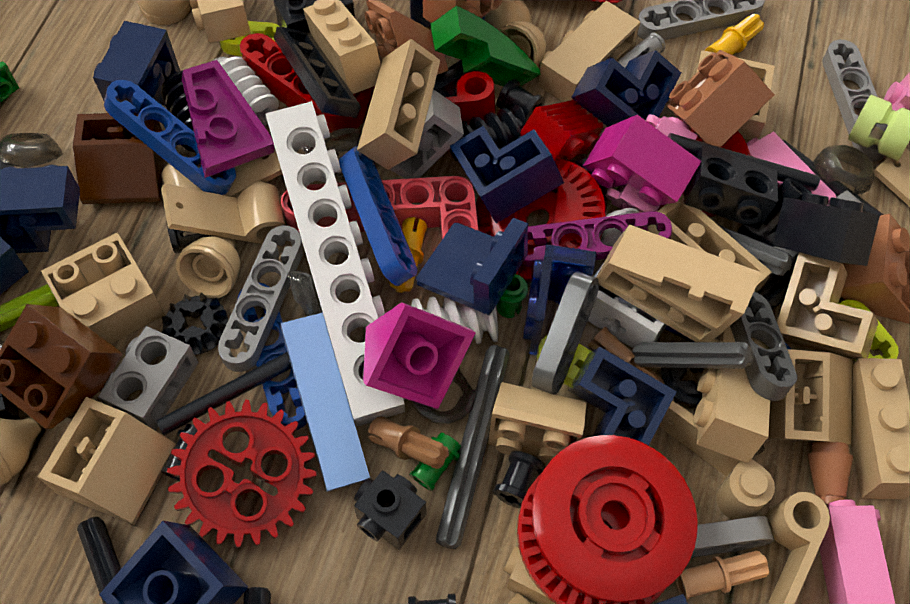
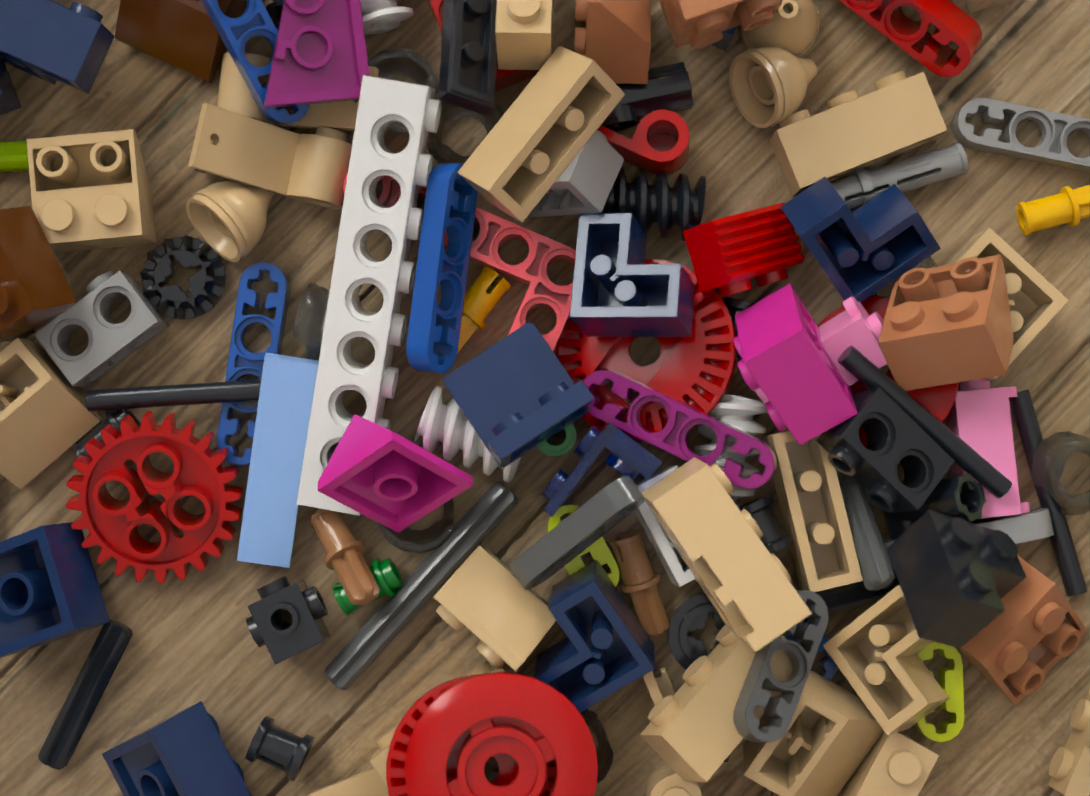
camera: 25 degrees right, 25 degrees up
(257, 295) = (261, 286): light grey beam -> none
(481, 47) = (699, 84): green slope -> none
(513, 95) = (723, 165): black bush -> none
(519, 478) = (444, 655): black bush -> none
(693, 355) = (696, 639): dark grey axle -> none

